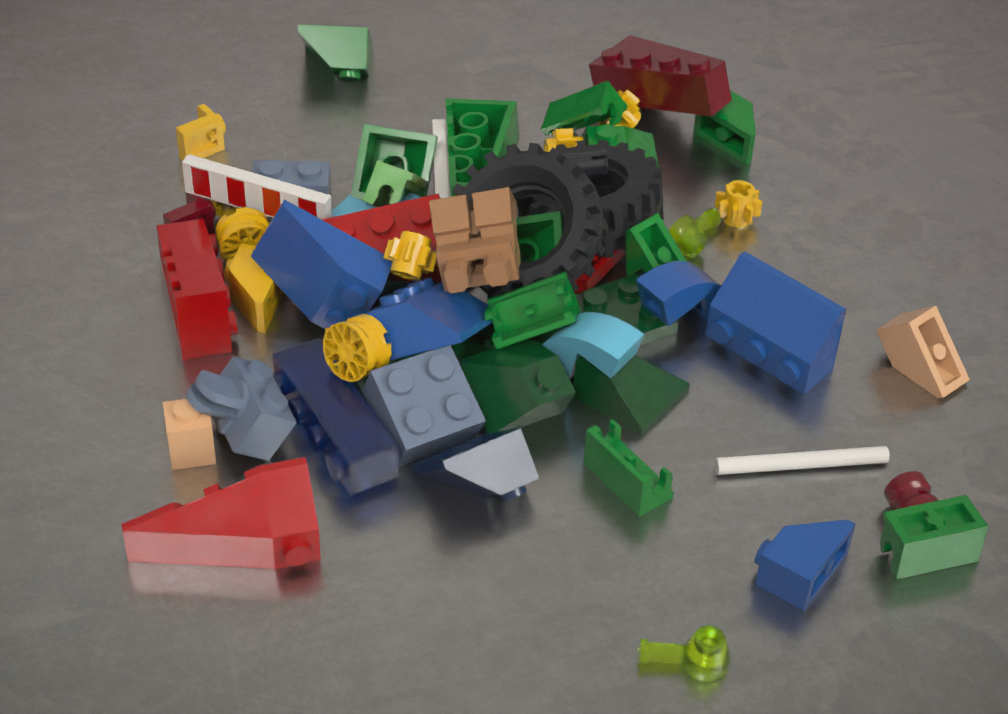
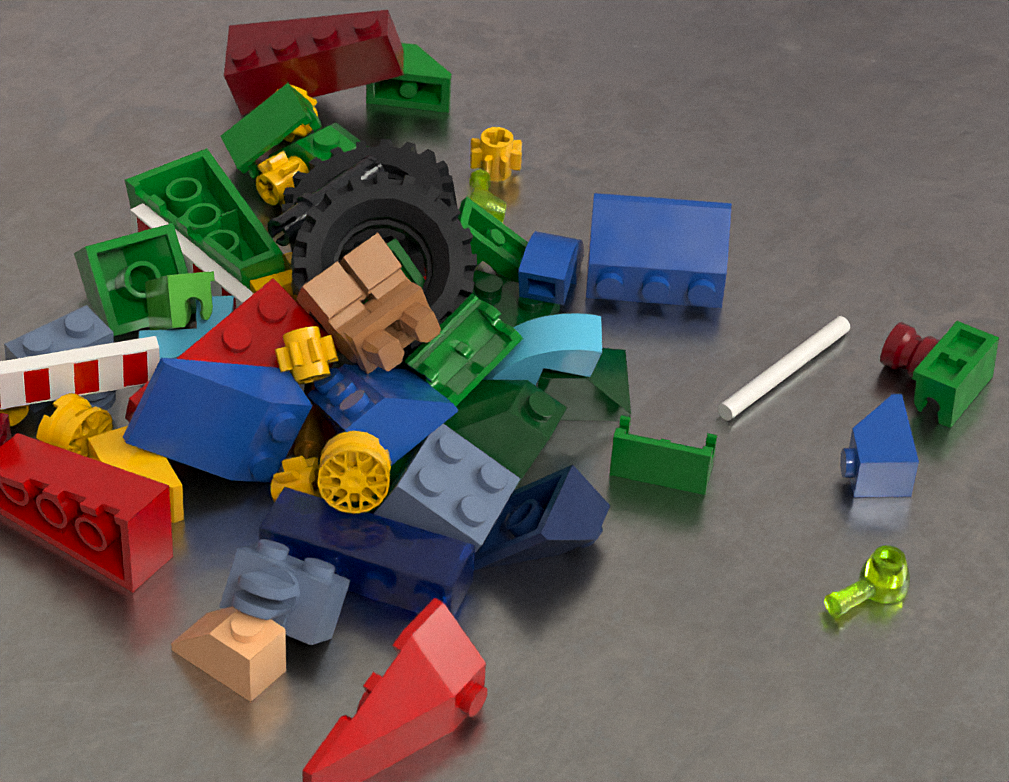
camera: 40 degrees left, 0 degrees up
(923, 351) = (786, 213): light nougat slope -> none

